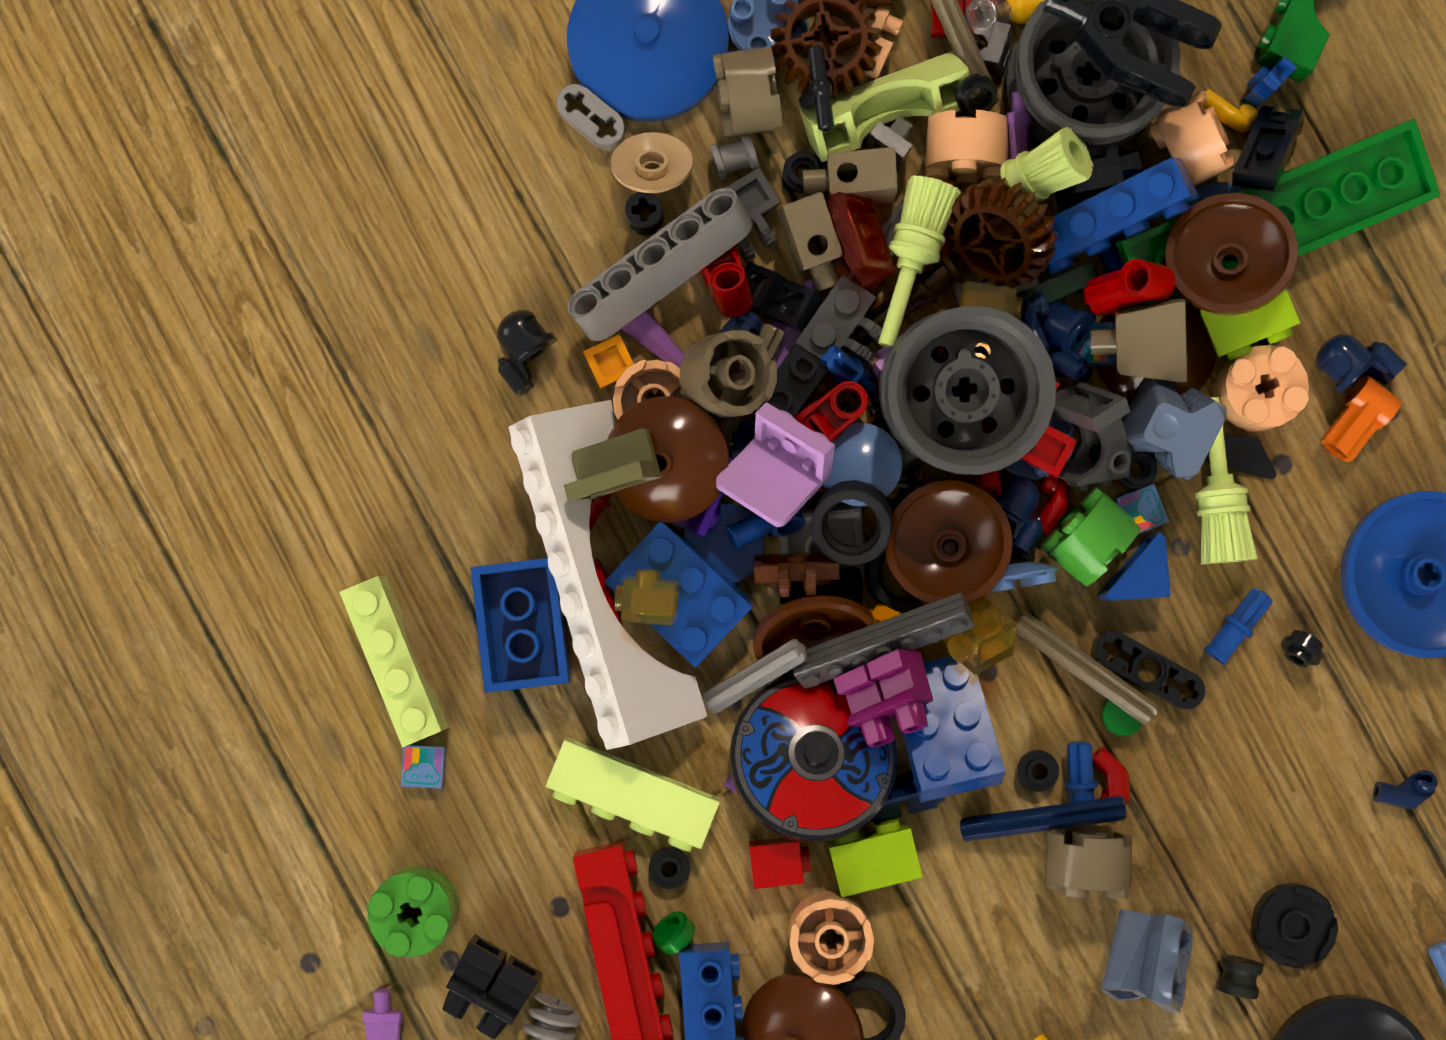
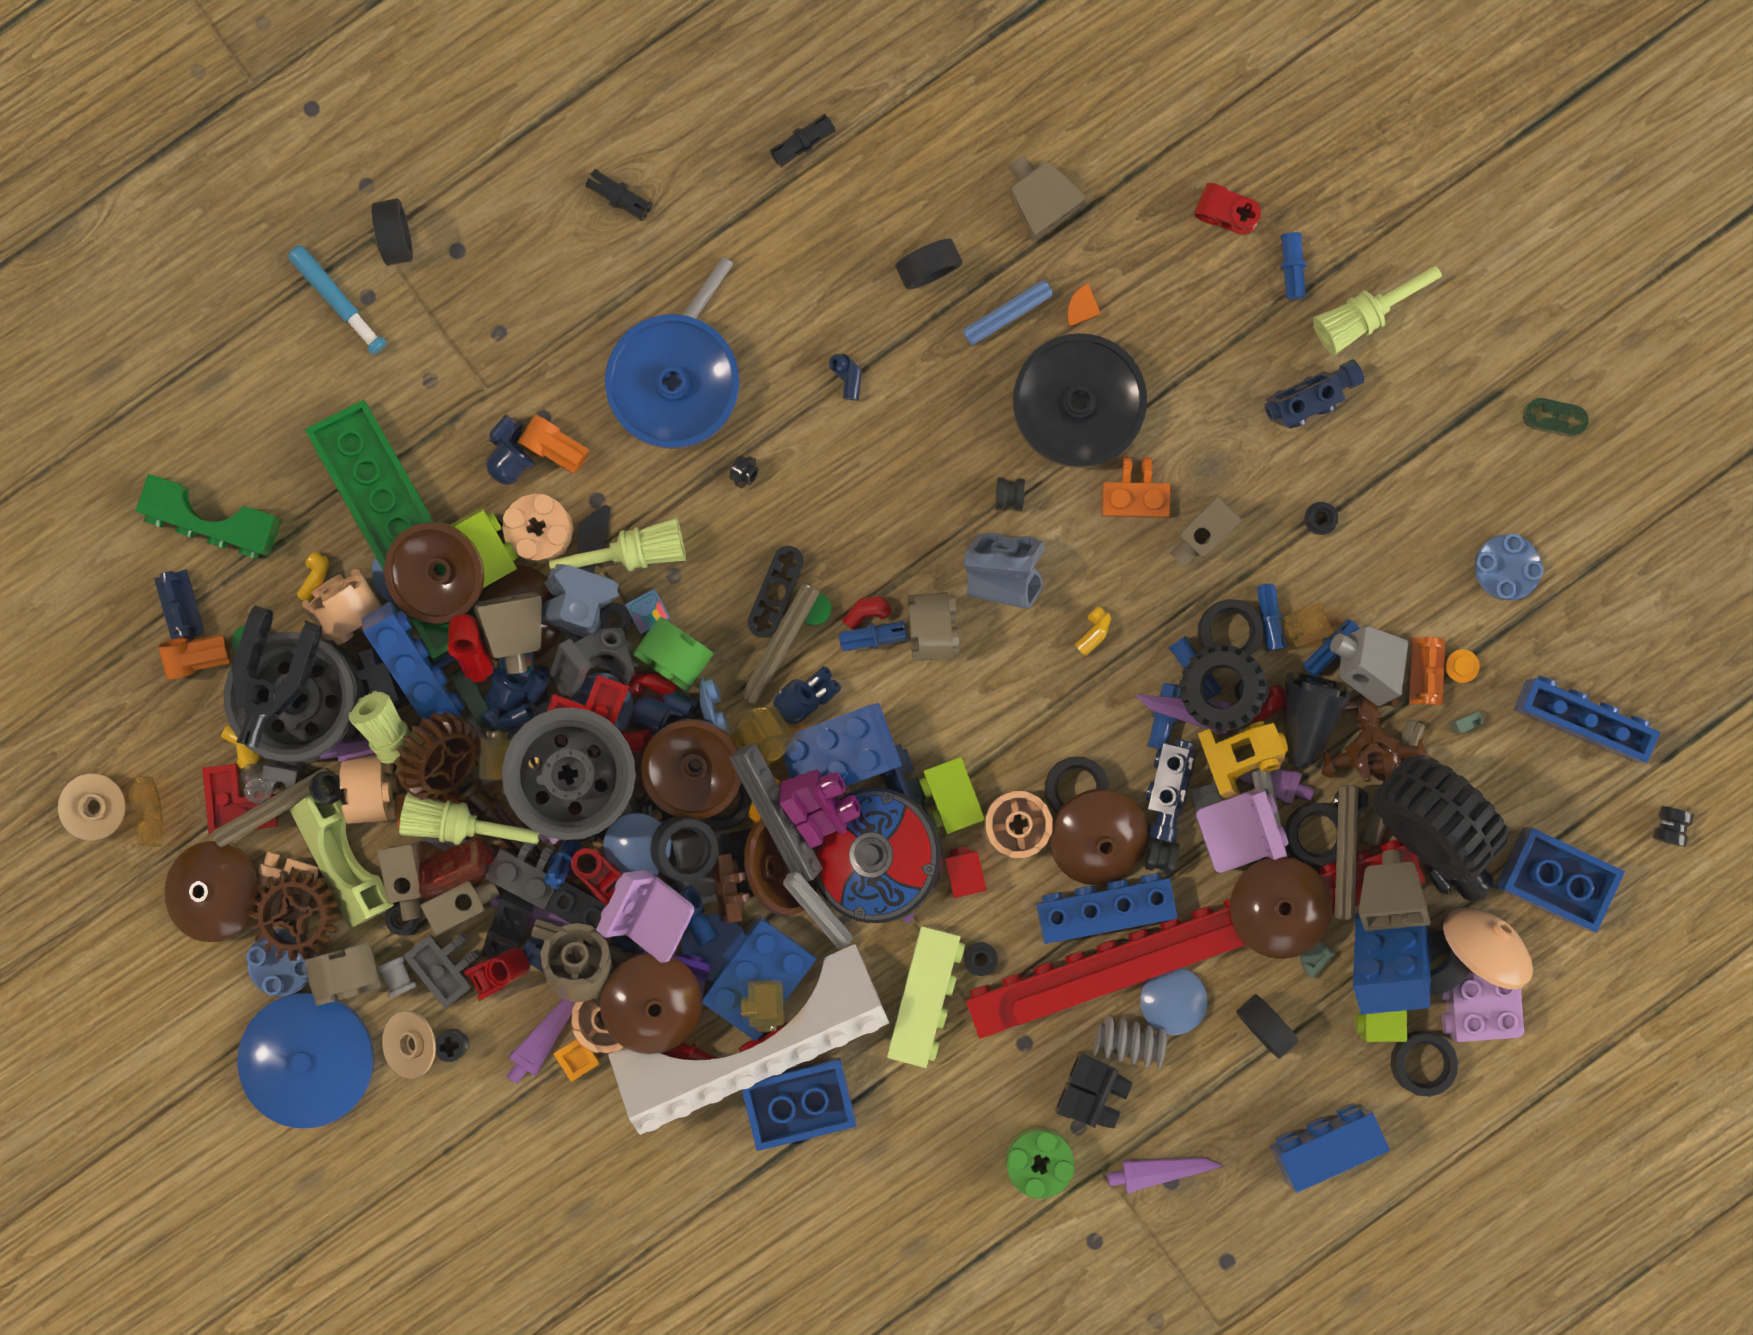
camera: 100 degrees left, 0 degrees up
(387, 650) = (839, 1206): yellowish green arch -> none
(423, 766) = (924, 1169): tile -> none
(523, 342) = (568, 1132): black piece -> none
(597, 110) = (369, 1095): light grey beam -> none
(613, 466) = (661, 1046): olive panel -> none
(660, 264) = (493, 1027): light grey beam -> none
(673, 932) = (1031, 949): green tile -> none
(819, 90) = (337, 916): black piece -> none
(892, 137) = (368, 849): flat silver tile -> none
(1015, 686) = (801, 699): none -> dark blue piece
(1025, 766) = (870, 682): black plate -> none
(1043, 818) = (903, 665): dark blue axle -> none
(1143, 573) = (701, 606): blue slope -> none
(1238, 625) = (731, 523): blue axle -> none
(1267, 81) = (287, 550): blue plate -> none
(1267, 148) = (342, 546): black plate -> none
(1294, 925) = (965, 452): black tile -> none

